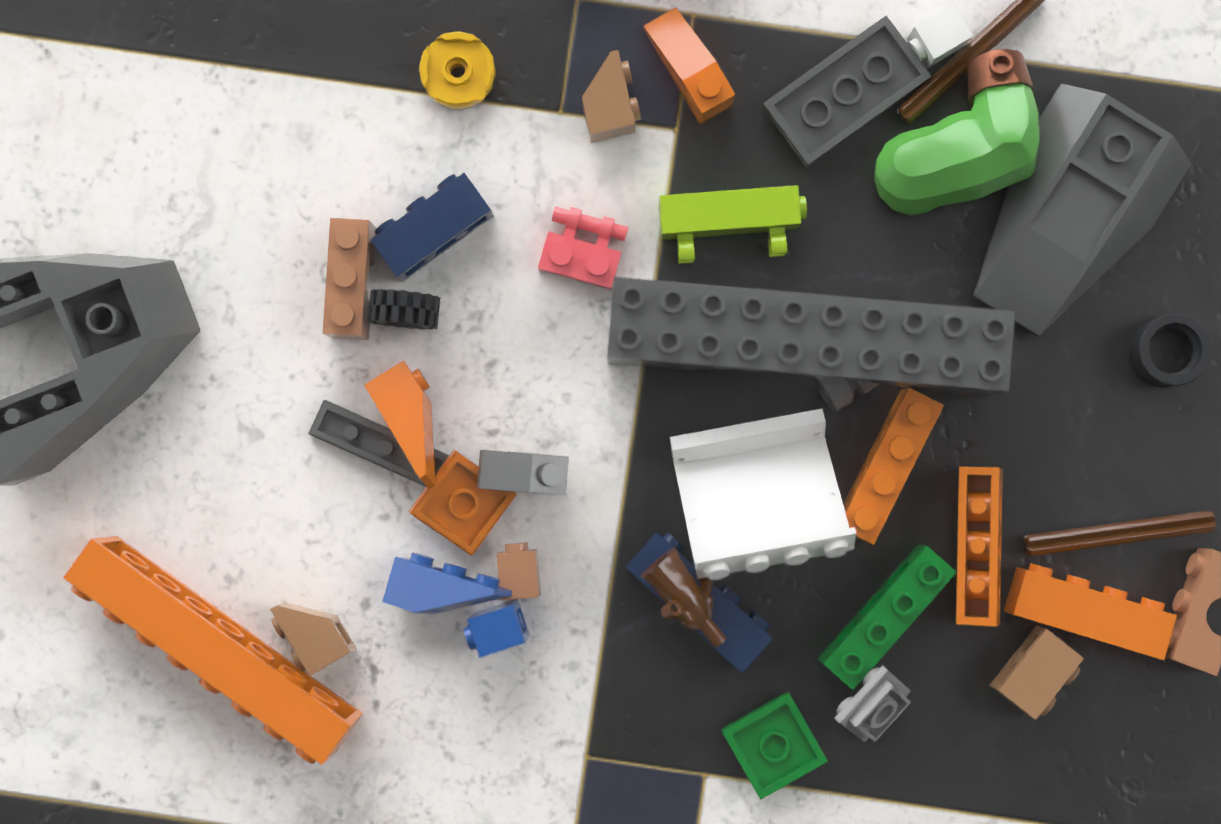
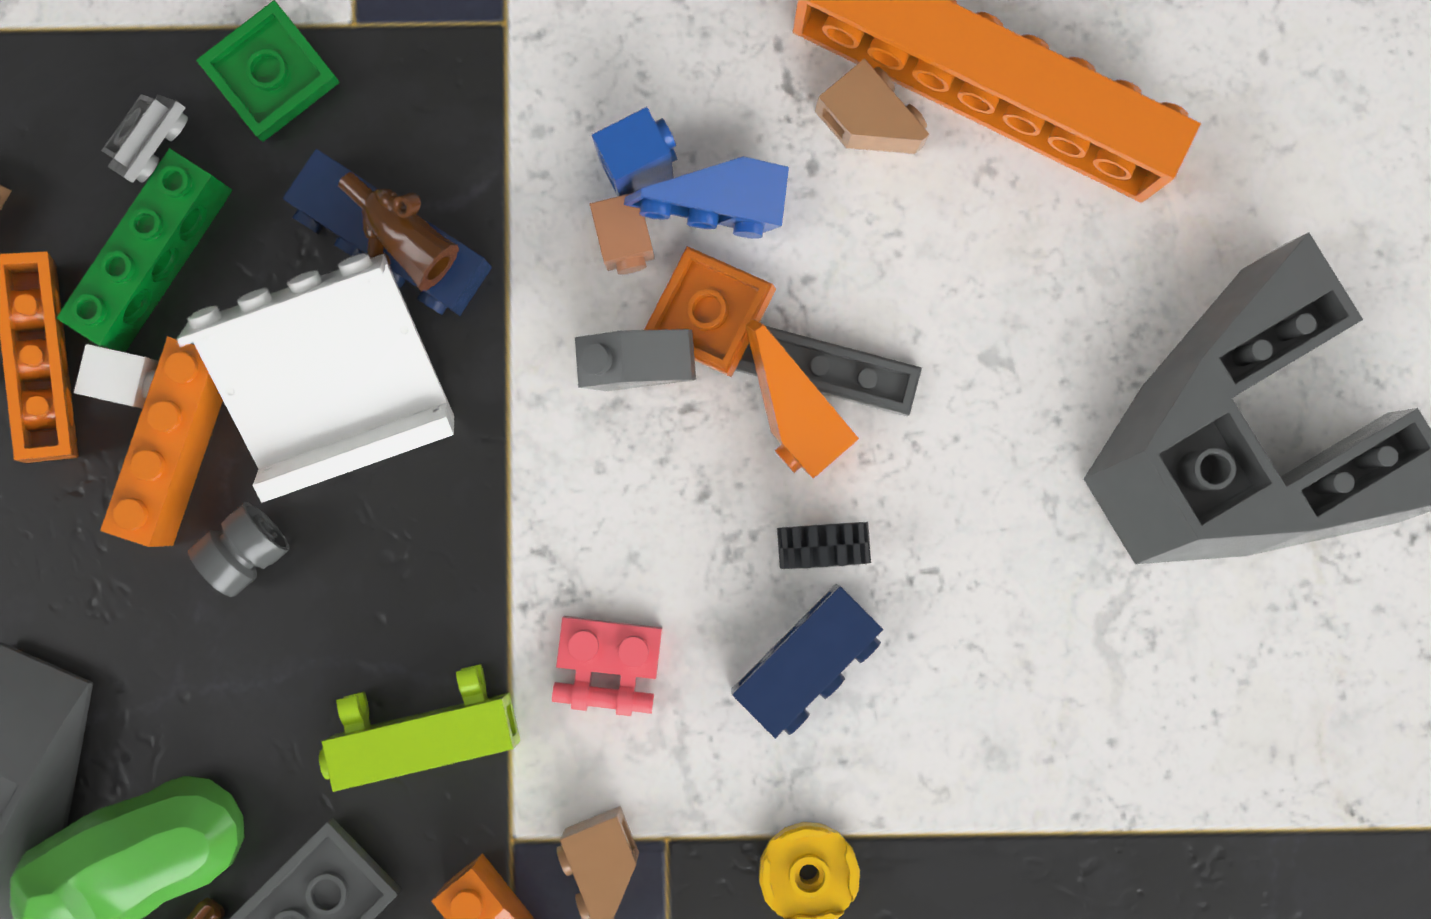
camera: 165 degrees right, 0 degrees up
(347, 278) = (905, 575): nougat arch -> none
(810, 335) = (280, 592): dark grey arch -> none
(918, 522) = (115, 376): none -> white brick

